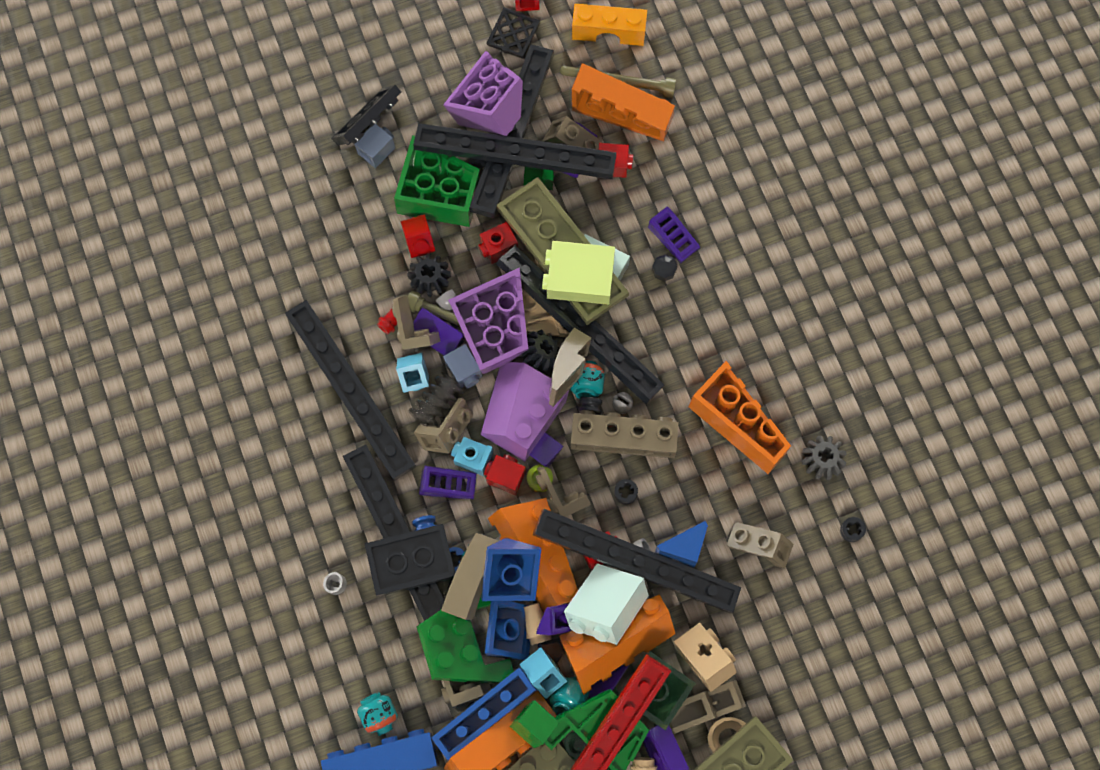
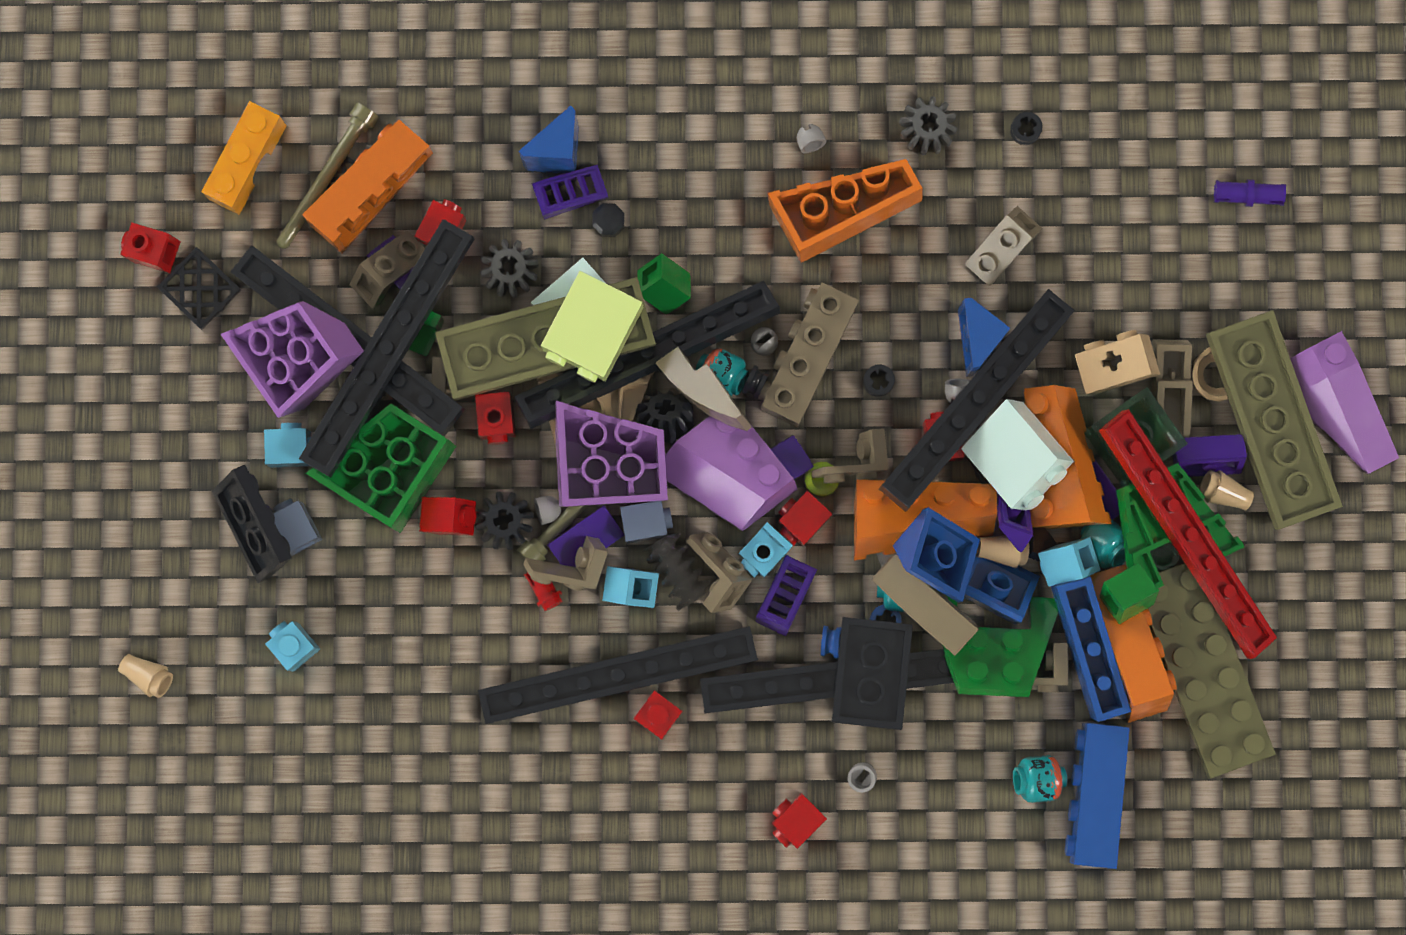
camera: 70 degrees left, 10 degrees up
(244, 94) = (146, 675): none -> tan cone
(288, 548) = (796, 821): none -> red brick
(295, 171) = (291, 645): none -> medium azure brick
(330, 424) = (658, 715): none -> red brick
(427, 114) = (286, 445): none -> medium azure brick
(599, 208) = (522, 268): none -> dark grey gear
(634, 319) = (664, 284): none -> green panel
(700, 209) = (554, 146): none -> blue slope
(778, 381) = (811, 139): none -> light grey hinge
(876, 713) = (1249, 193): none -> dark purple pin

